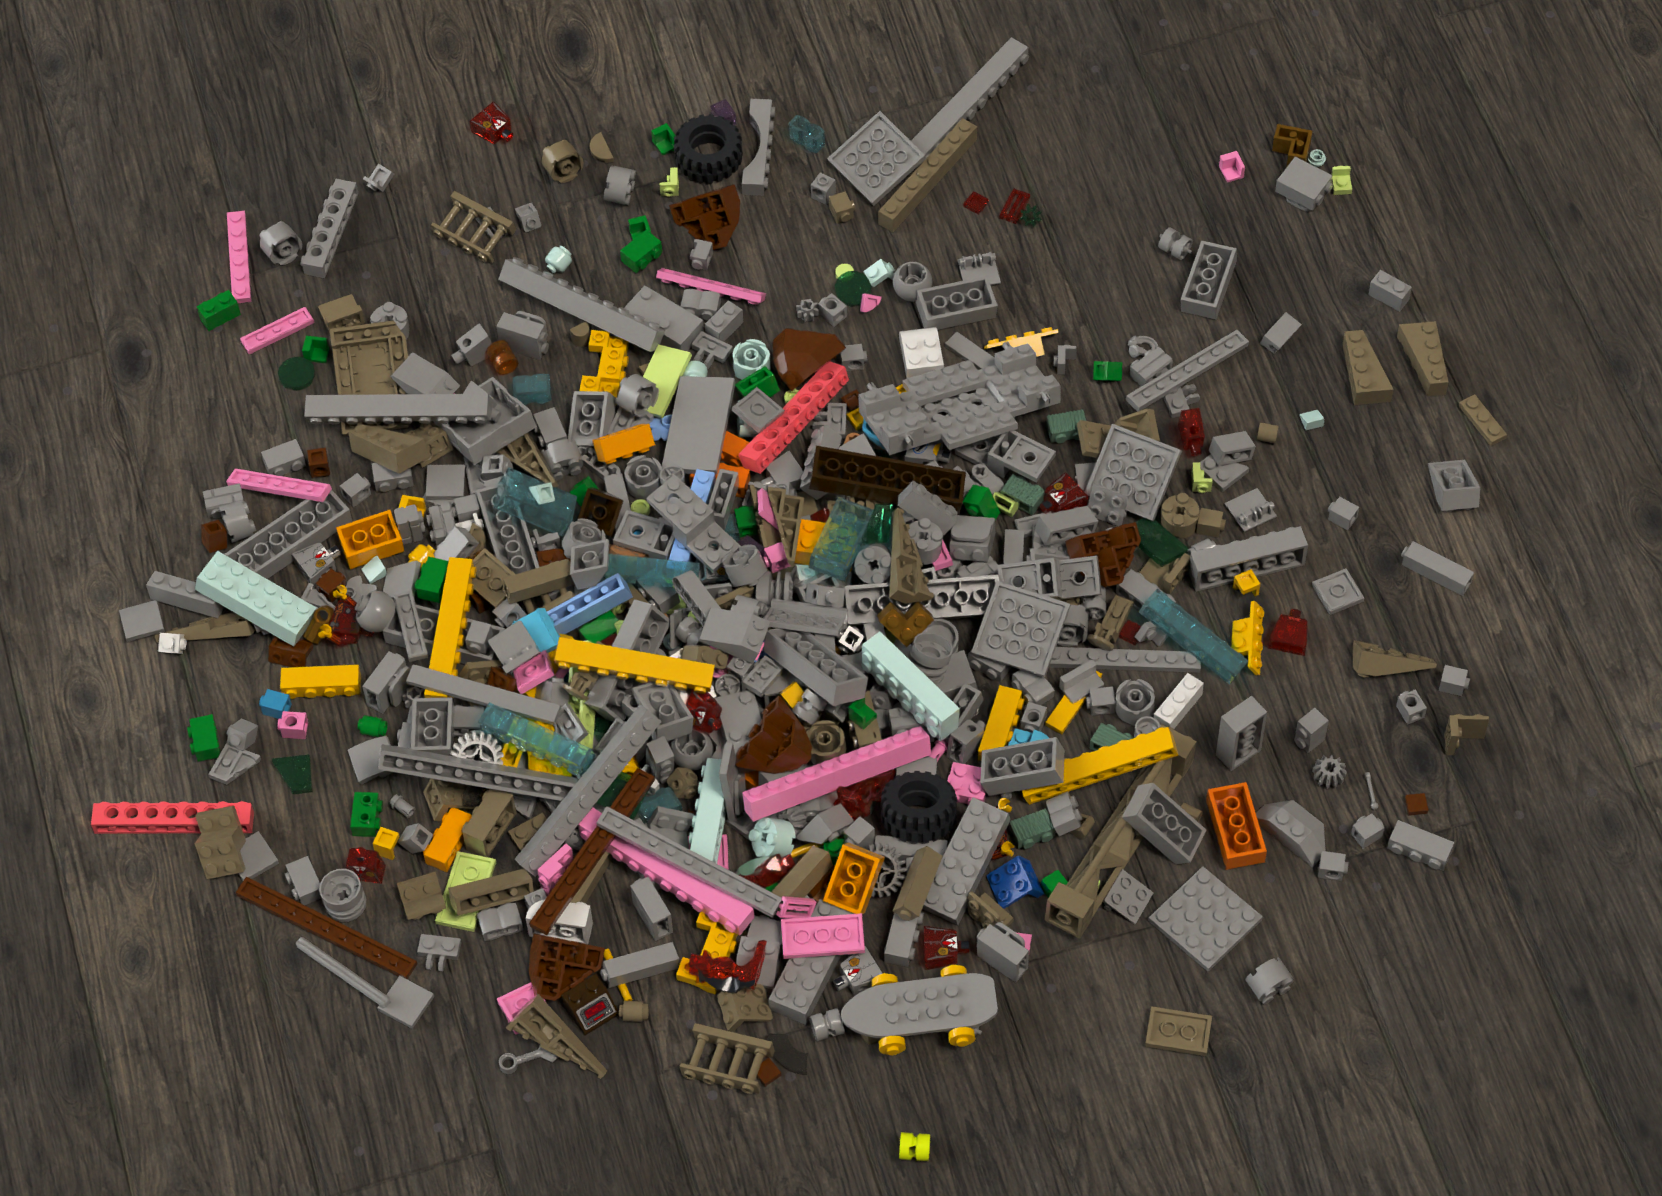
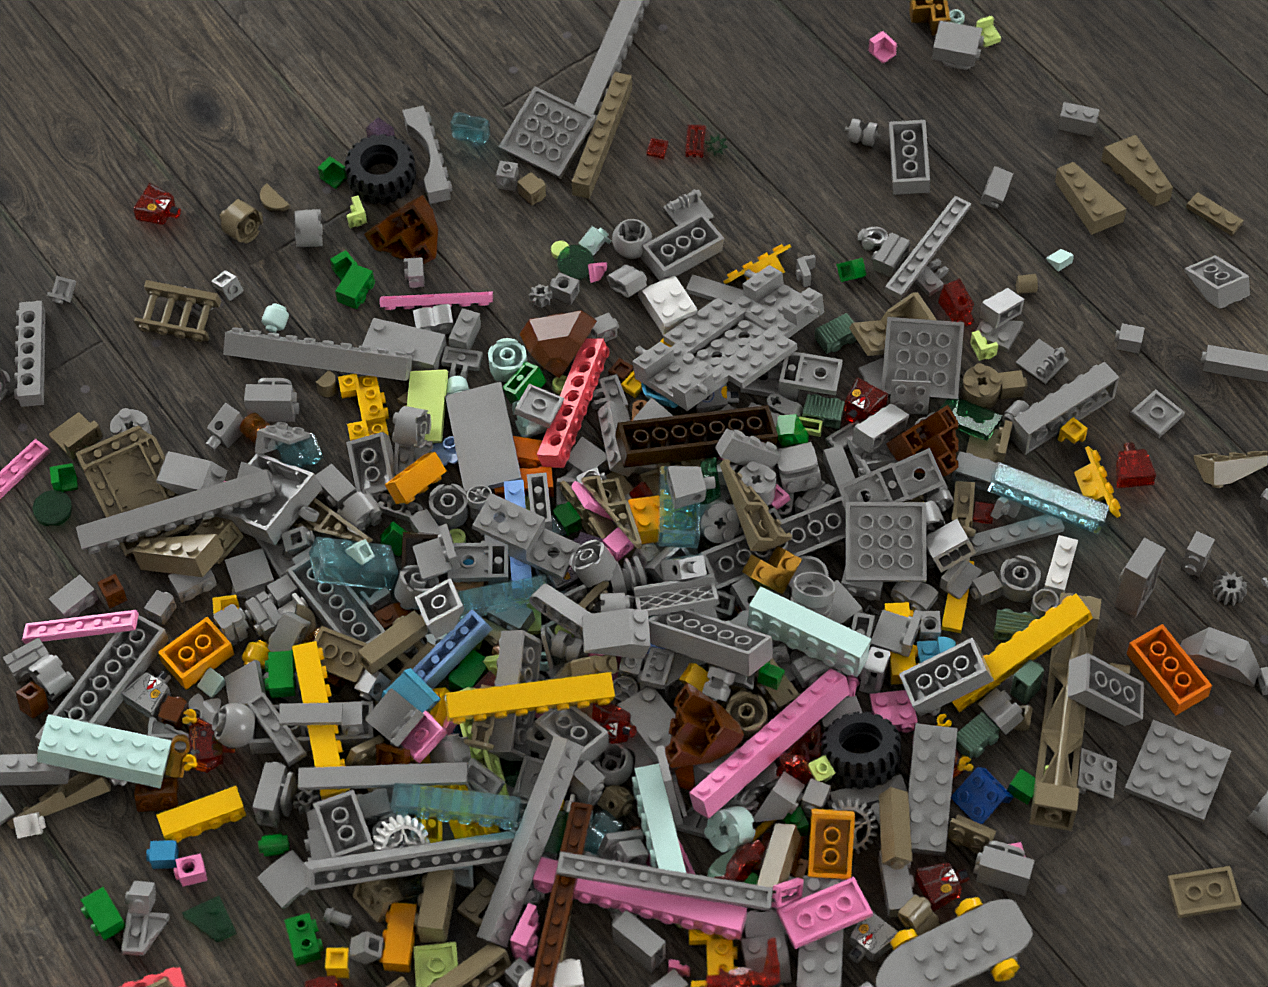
camera: 20 degrees left, 0 degrees up
(442, 621) = (311, 714): none -> light grey tile
(508, 367) = (277, 434): none -> light grey bracket
(514, 446) = (309, 514): none -> light grey tile
(611, 517) = (437, 555): none -> light grey bracket
(675, 830) = (631, 852): none -> light grey brick
(679, 946) = (682, 970): none -> bright pink tile
(853, 521) = (687, 485): none -> light grey torso
(873, 812) = (821, 769): none -> yellowish green bracket
(892, 319) = (627, 280): none -> light grey brick
(906, 965) = (918, 915): none -> dark tan brick
(997, 713) = (896, 632): none -> light grey bracket
(1078, 650) = (949, 545): none -> light grey brick
(1099, 795) = (1027, 681): none -> sand green brick

